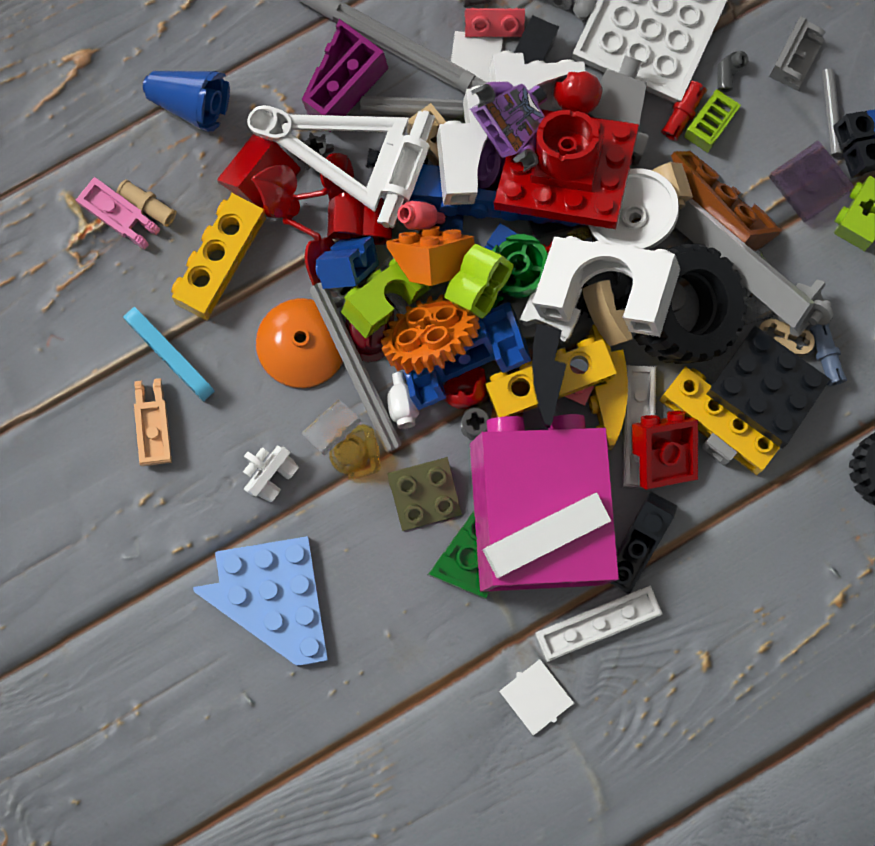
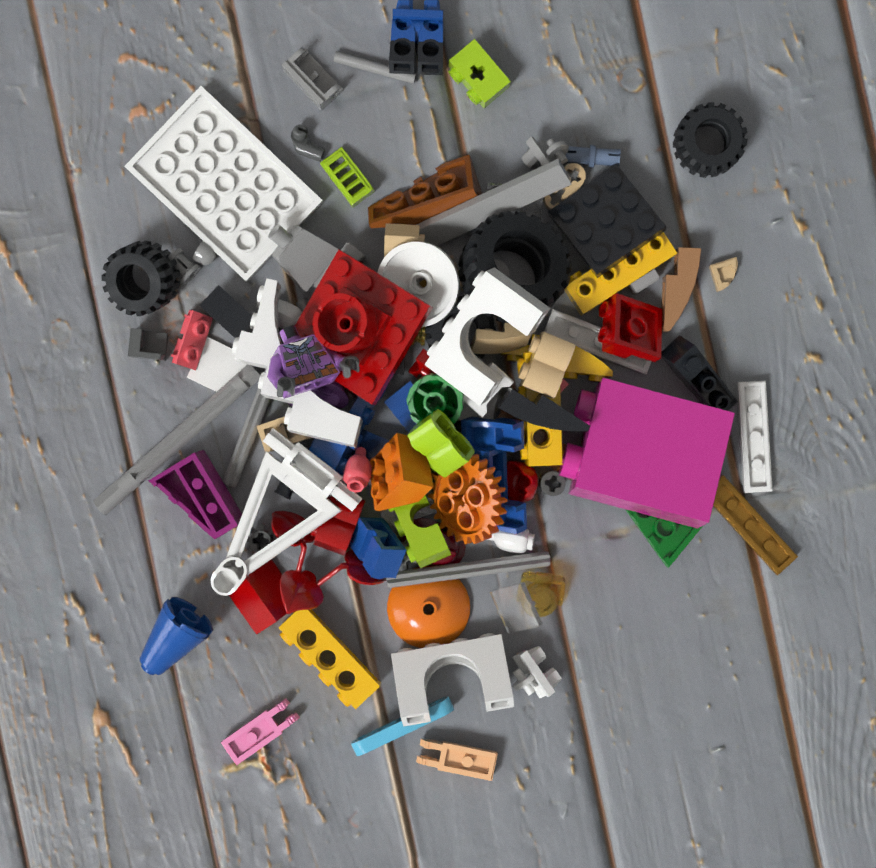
camera: 65 degrees left, 10 degrees up
(146, 202) = (258, 703): tan pin -> none
(234, 346) = (415, 668): none -> white arch
(272, 596) = (640, 703): light blue wing -> none
(424, 493) = (597, 546): olive hinge -> none
(502, 651) = (752, 527): none -> pearl gold tile
(536, 697) = (796, 509): white piece -> none
(546, 535) = (681, 462): white tile -> none
(578, 92) = (293, 293): red hair -> none
(598, 361) = (547, 364): none -> tan brick
(684, 111) = (331, 200): red pin -> none
(728, 487) = (679, 287): none -> medium nougat slope
(759, 533) = (723, 273): none -> tan tile
(811, 181) = (433, 111): clear purple plate -> none

